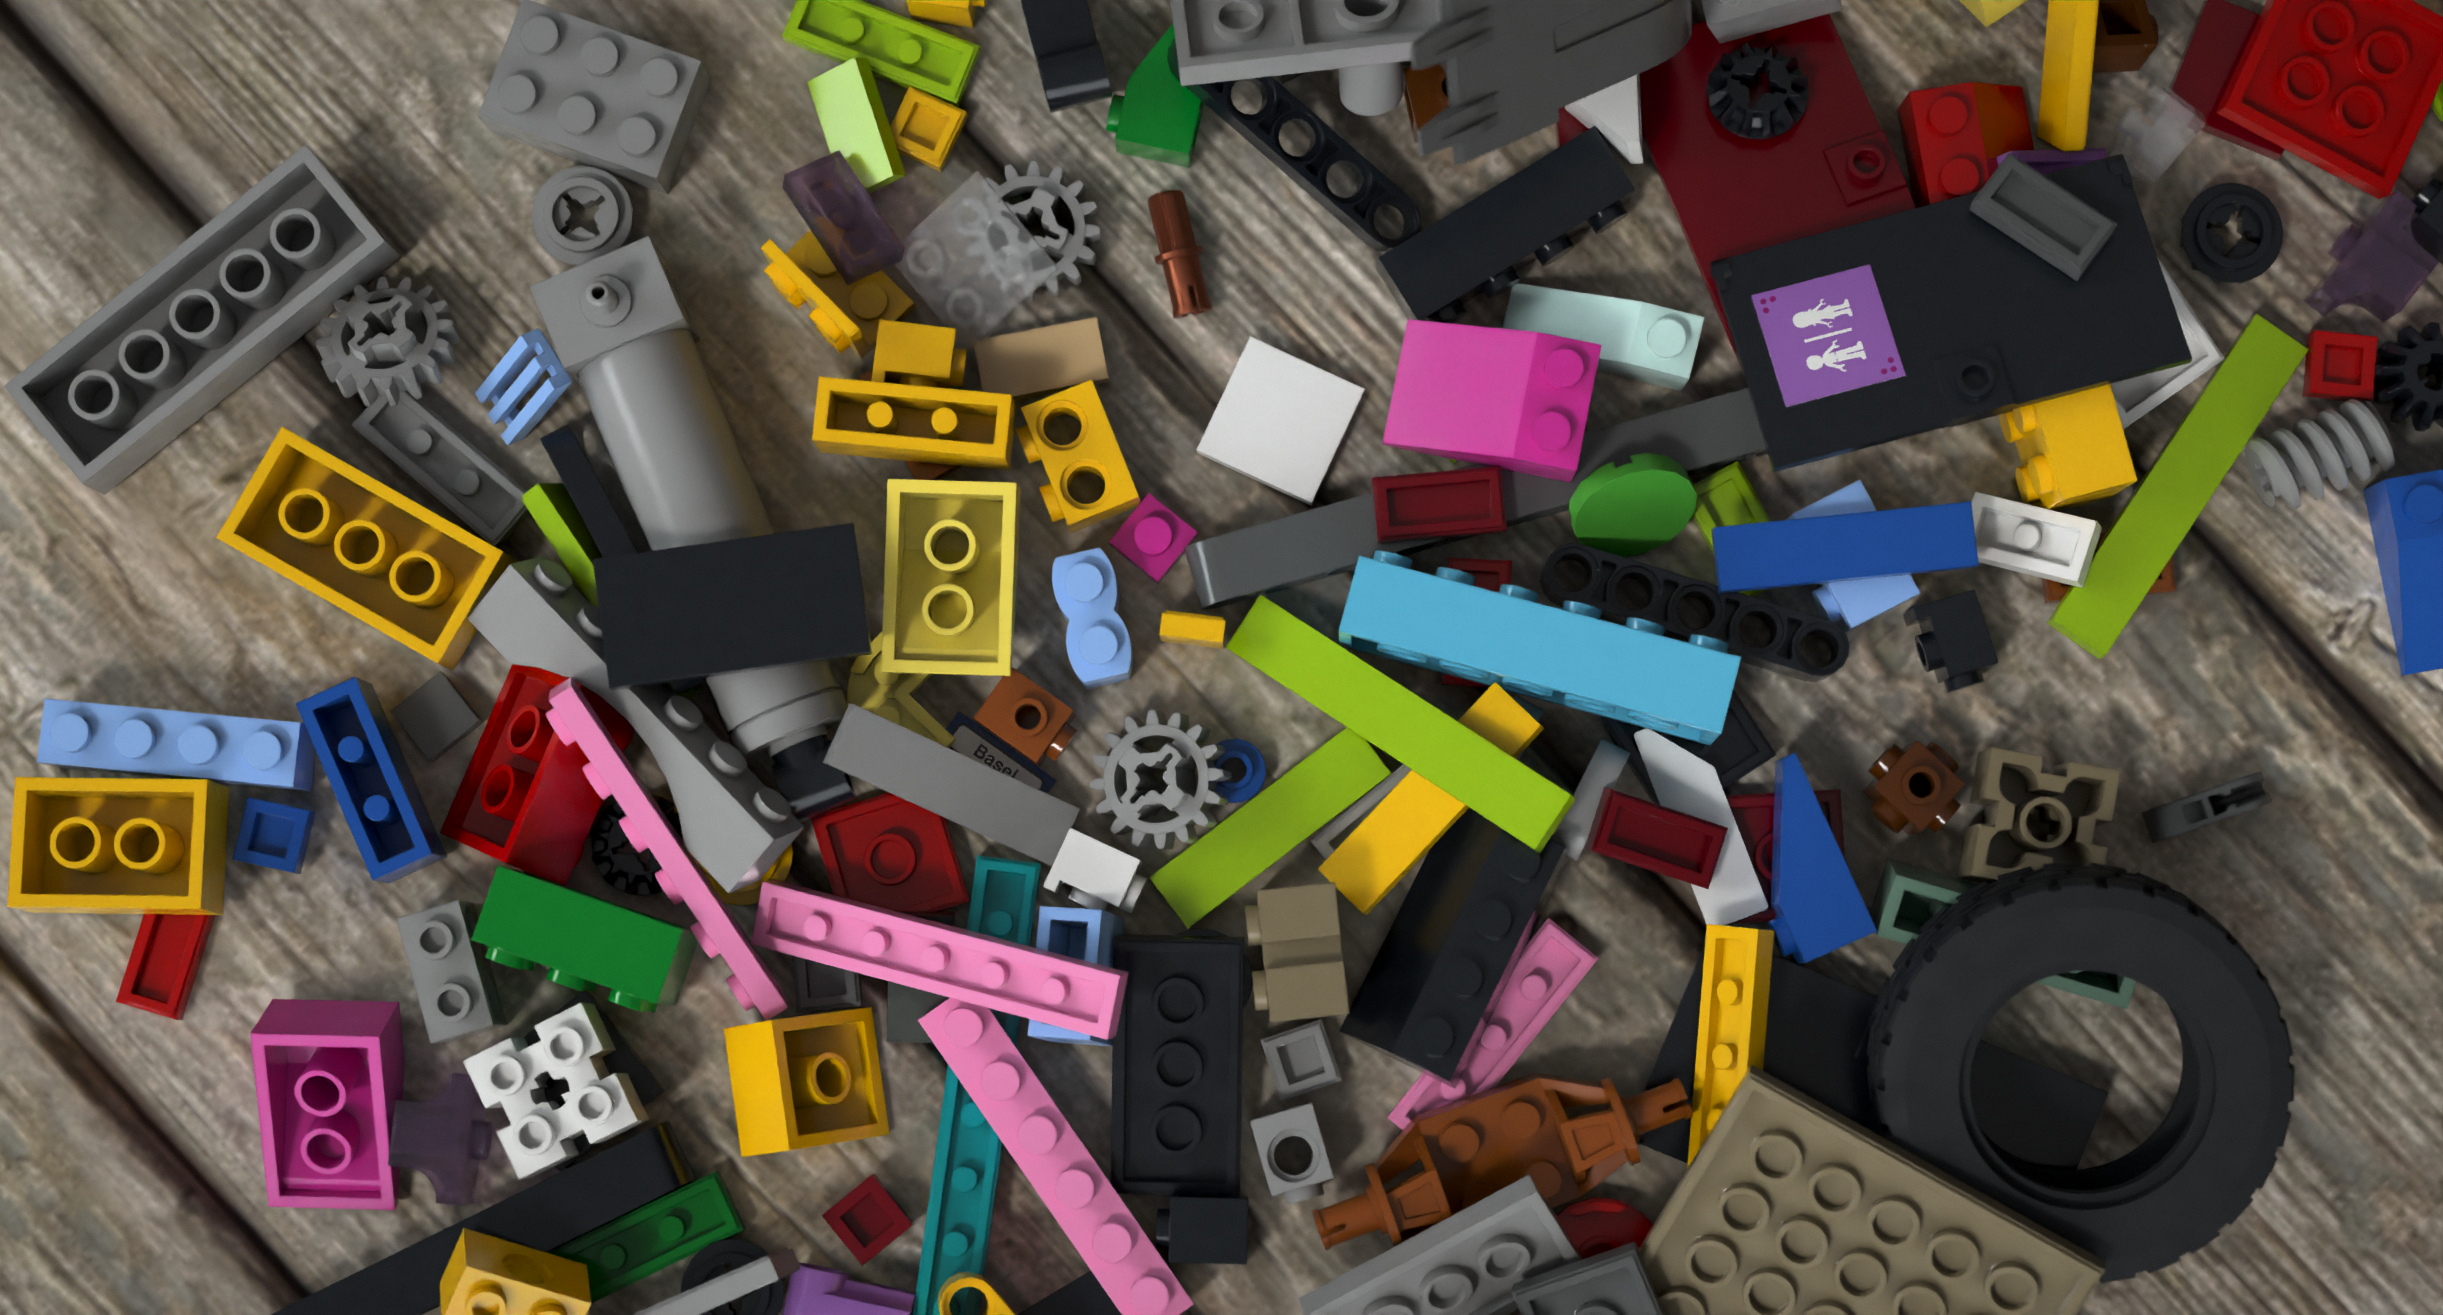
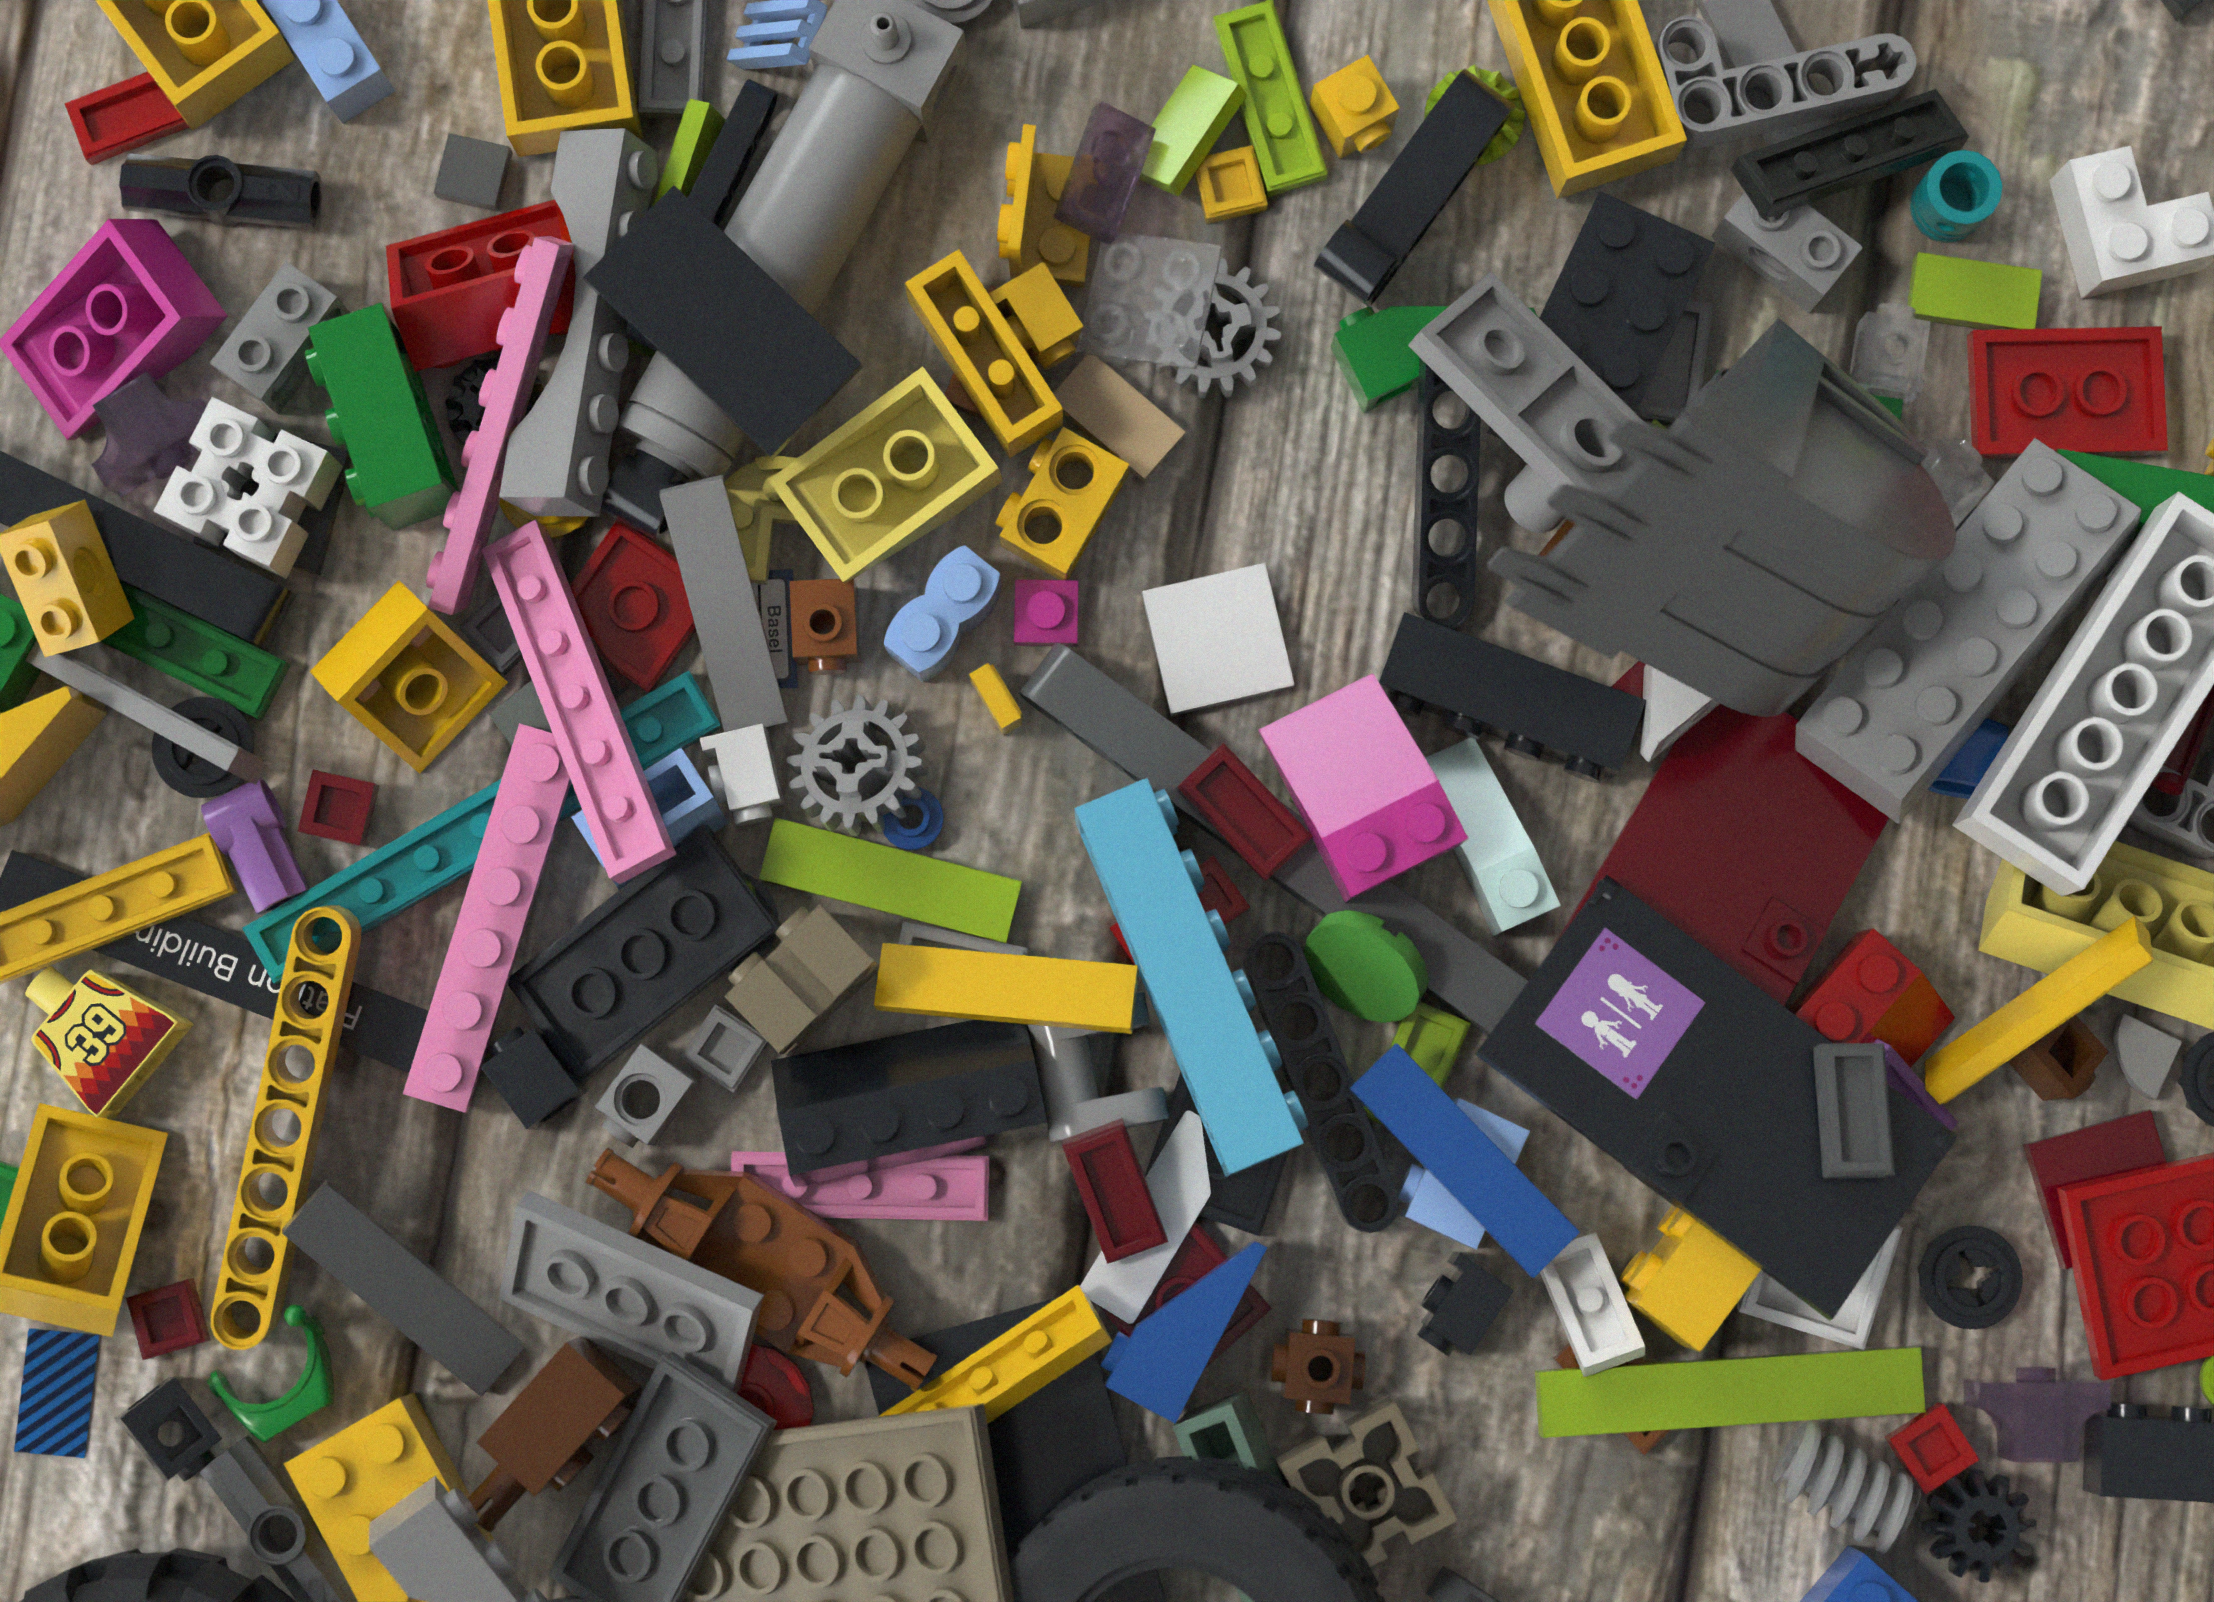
camera: 45 degrees right, 0 degrees up
(262, 958) = (184, 188): none -> black piece
(273, 835) = (283, 121): blue plate -> none
(371, 780) = (380, 159): blue brick -> none
(1178, 253) = (1286, 456): copper axle -> none
(1401, 723) = (1046, 919): lime tile -> none
(1774, 112) = (1770, 833): black gear -> none
(2156, 132) = (2002, 1152): clear brick -> none

